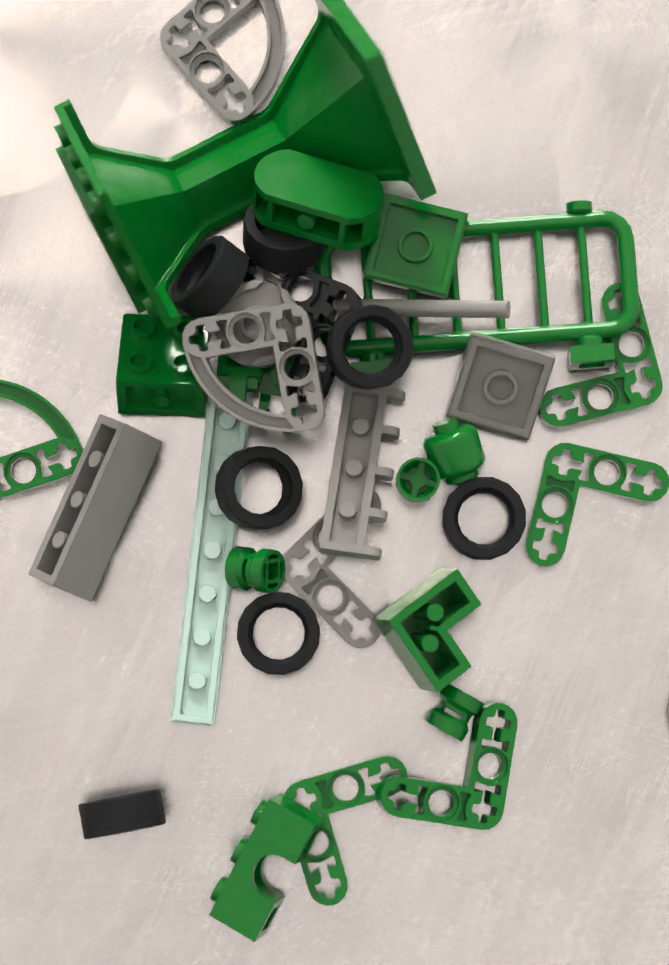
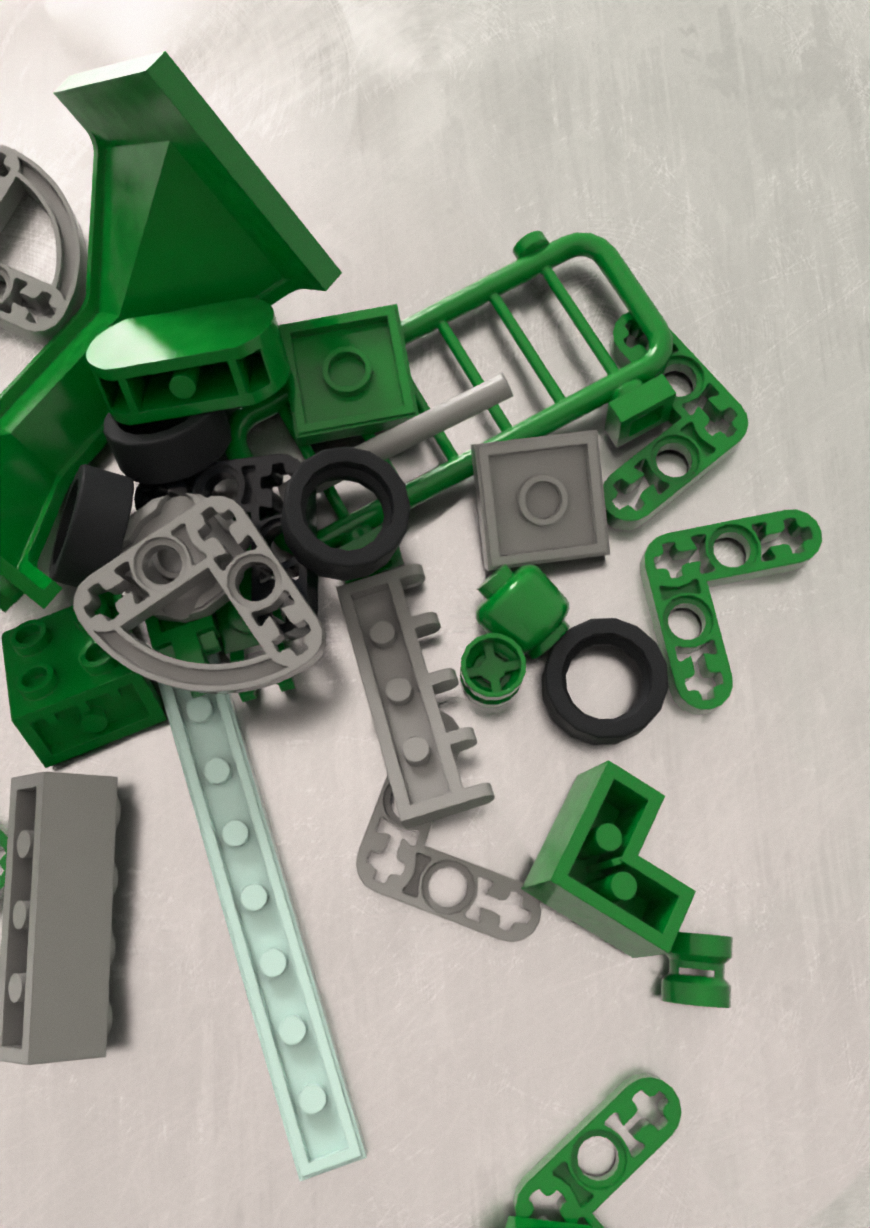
camera: 25 degrees left, 10 degrees down
(247, 643) = (349, 990): black tyre -> none
(255, 569) = (319, 898): green wheel -> none
(289, 476) = (303, 735): black tyre -> none
(462, 796) = (770, 1085): green beam -> none

